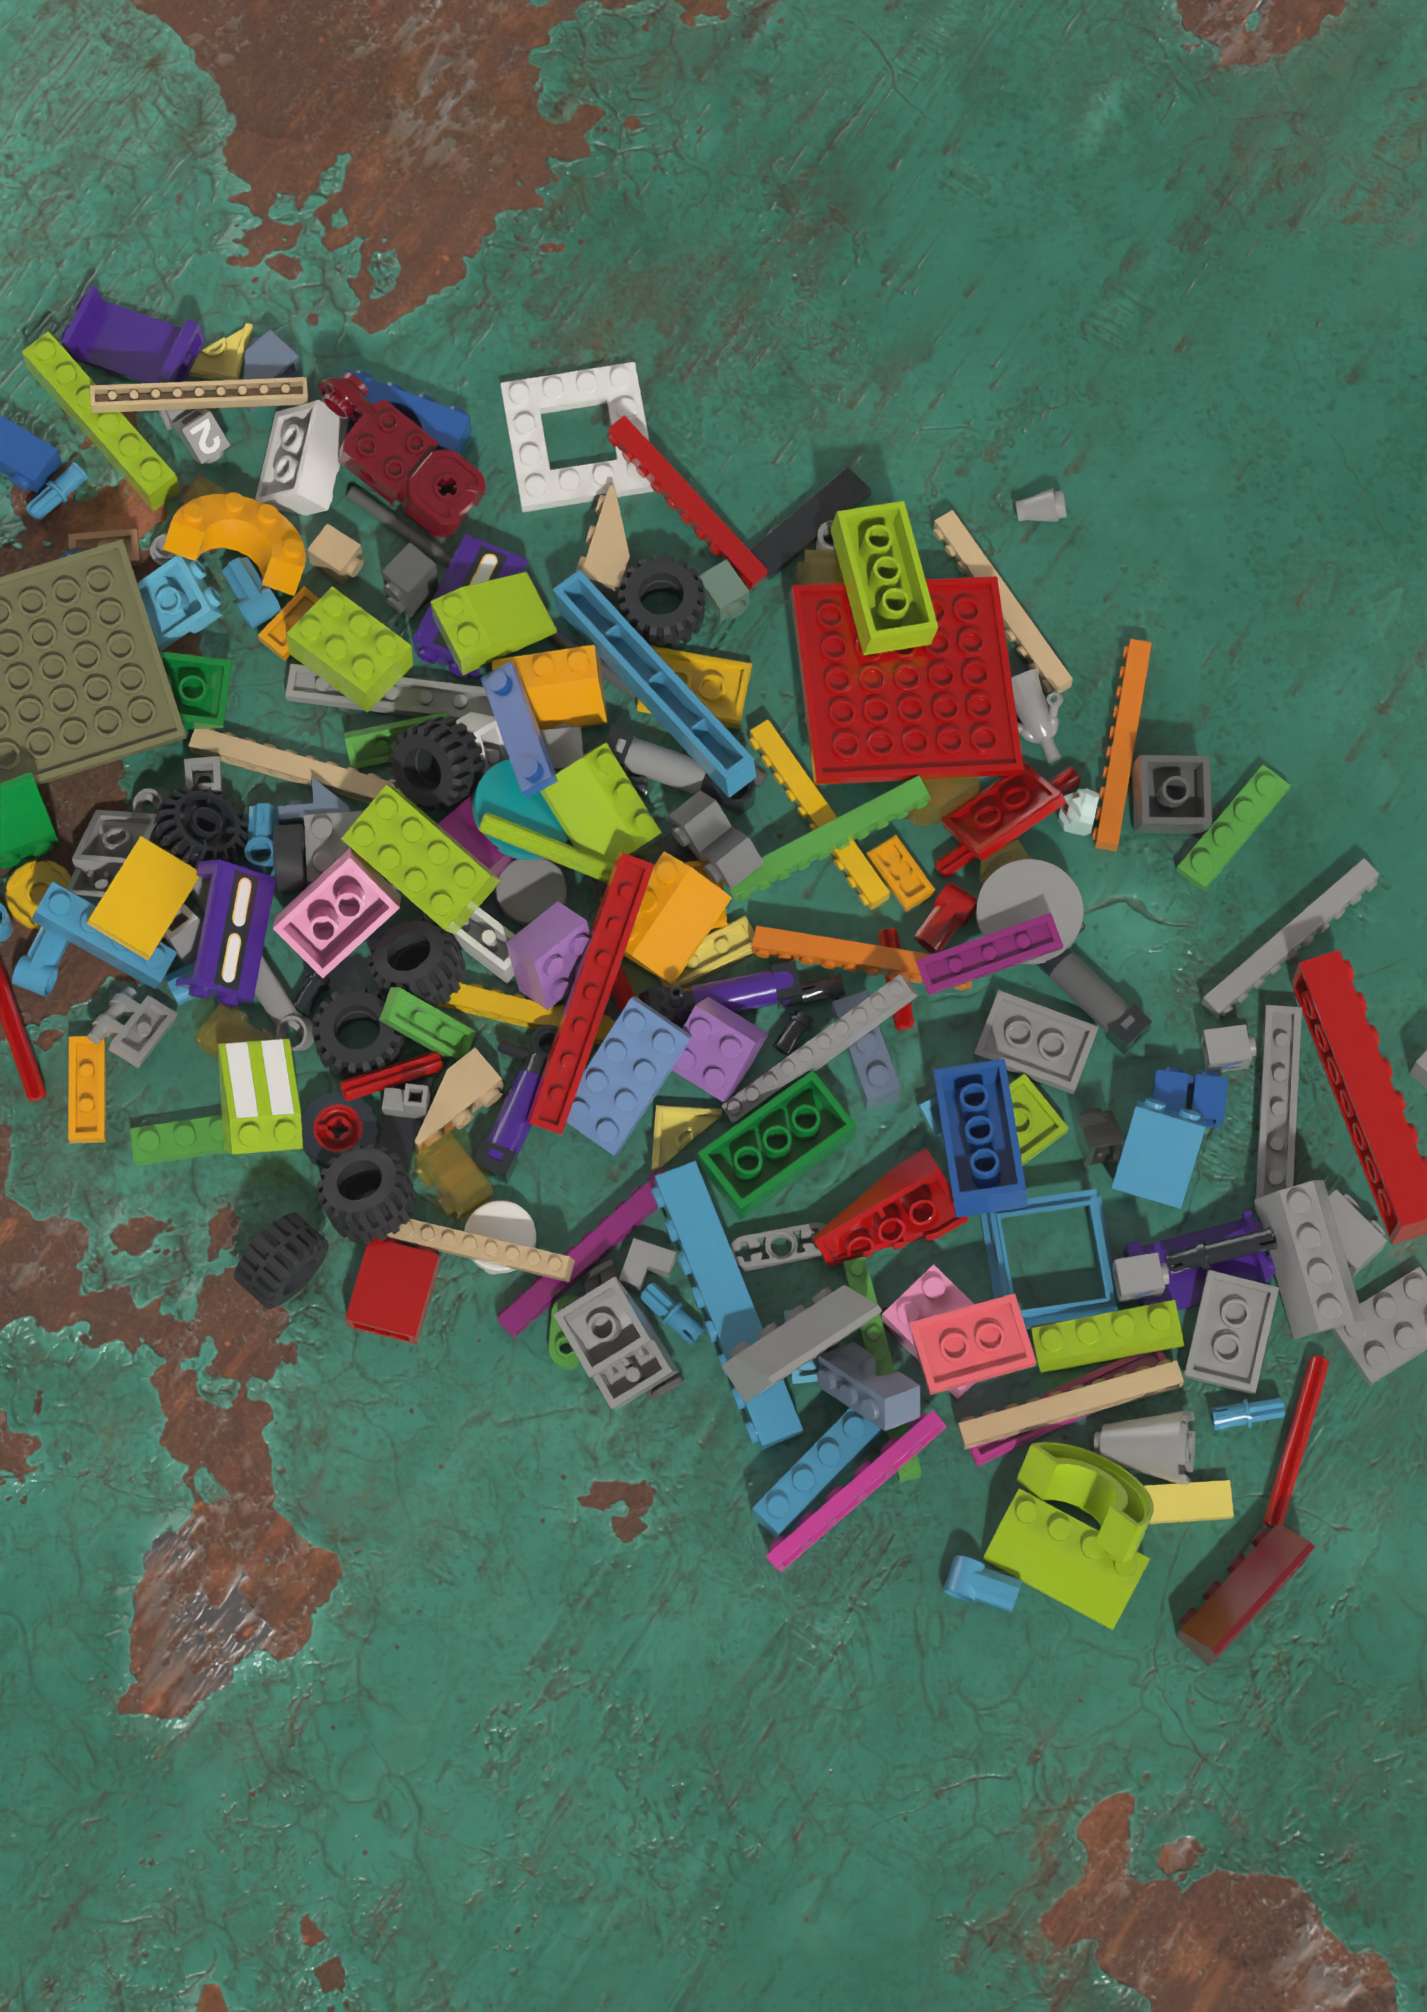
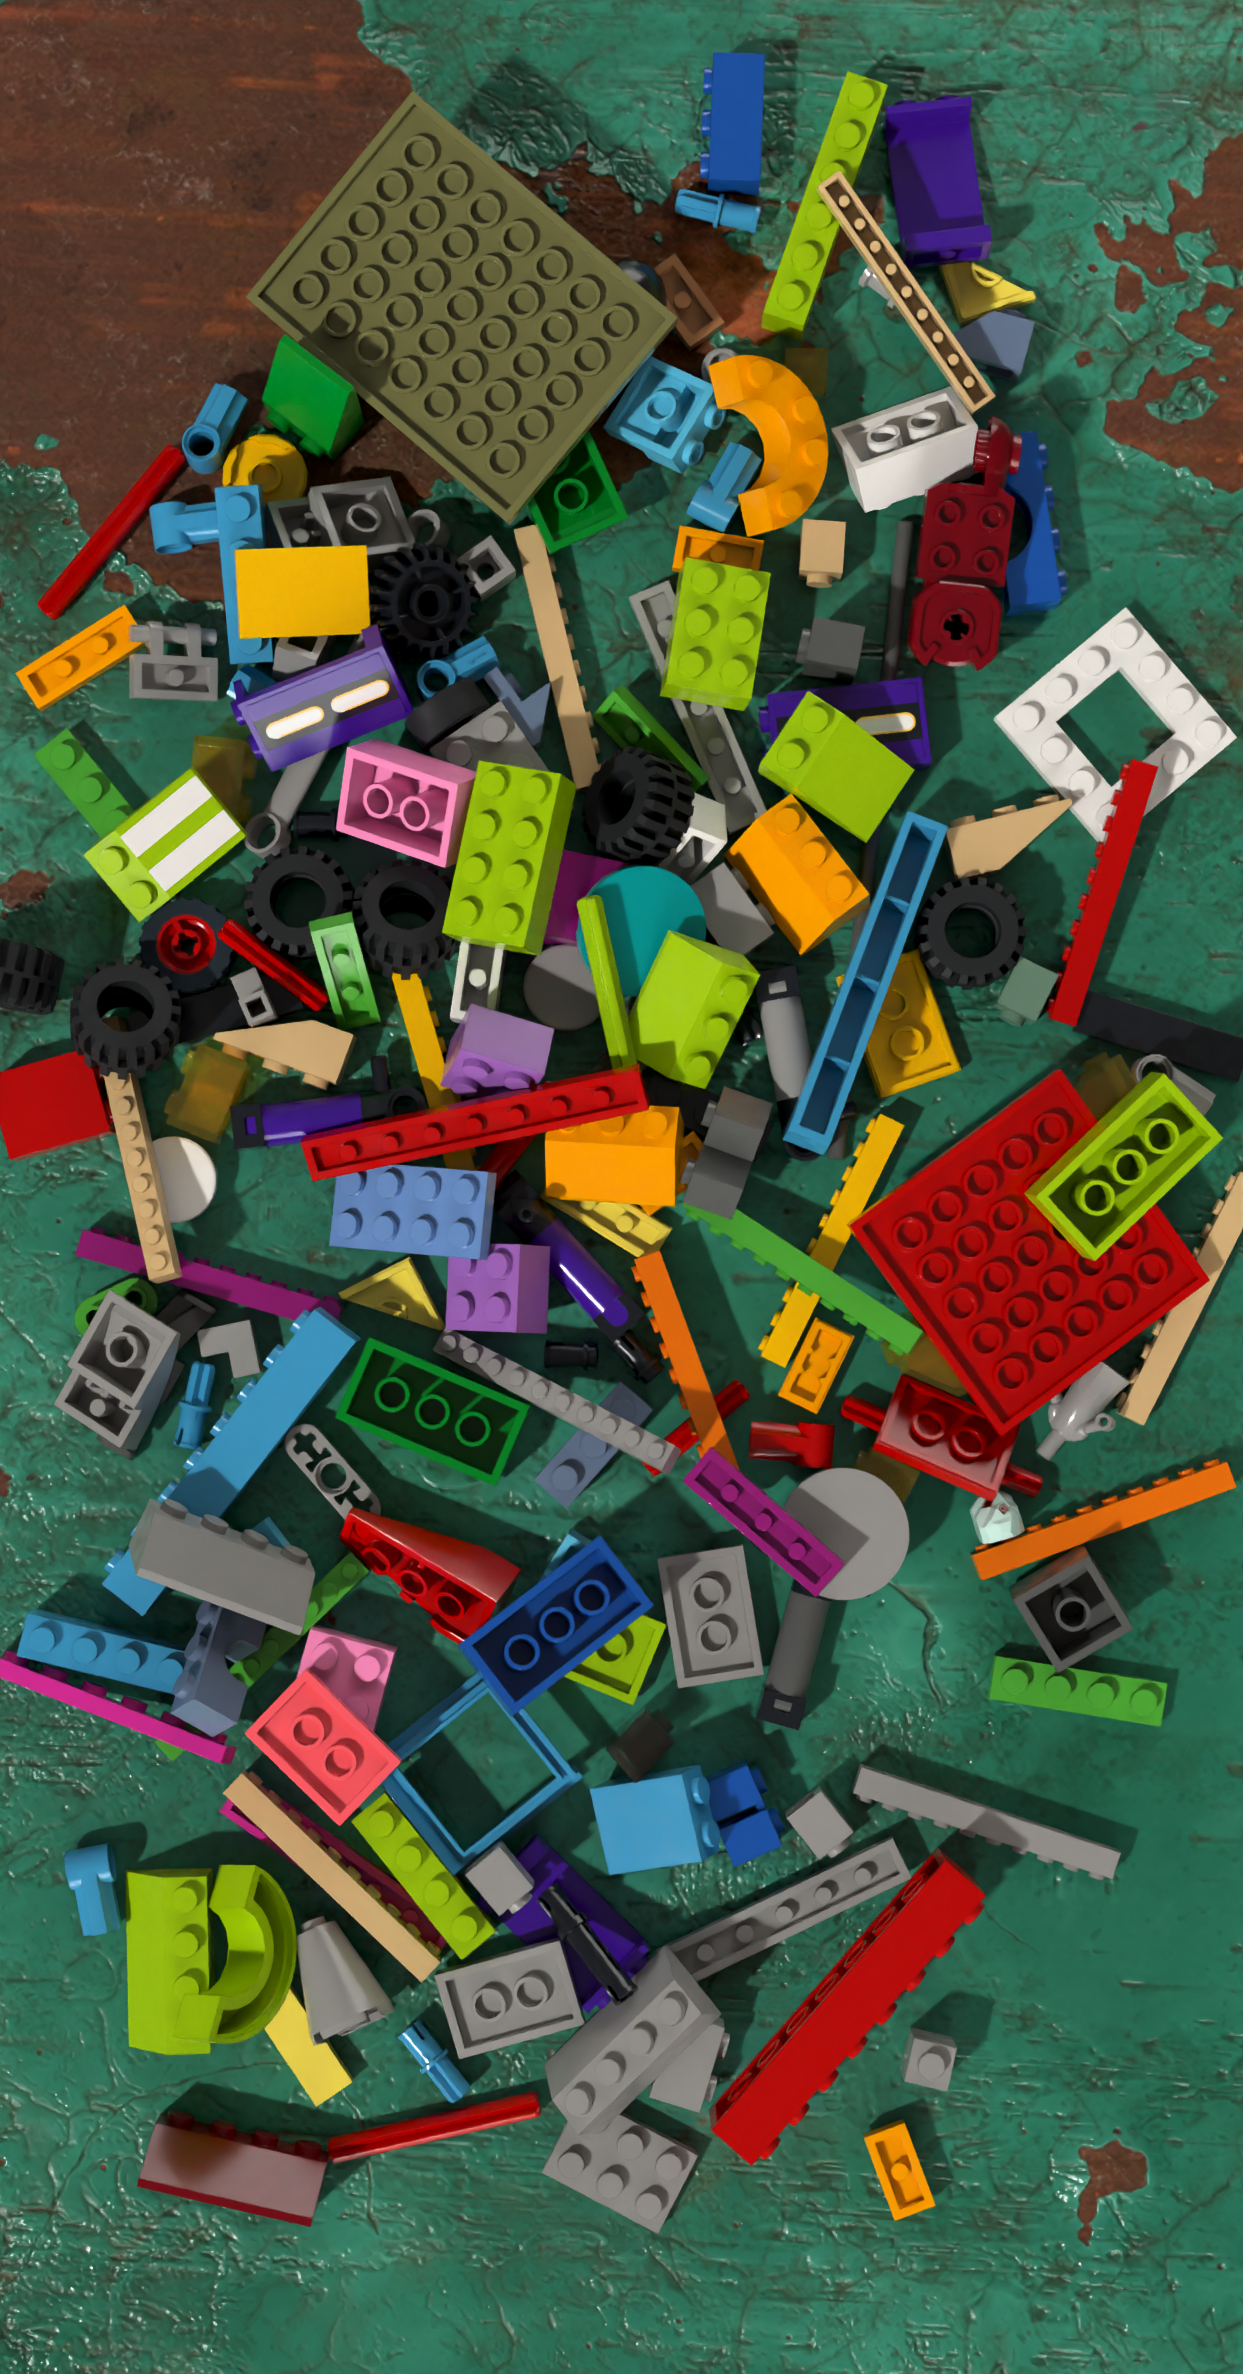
camera: 60 degrees right, 15 degrees up
(202, 436) = (869, 325): light grey brick -> none
(519, 729) = (721, 873): plate -> none

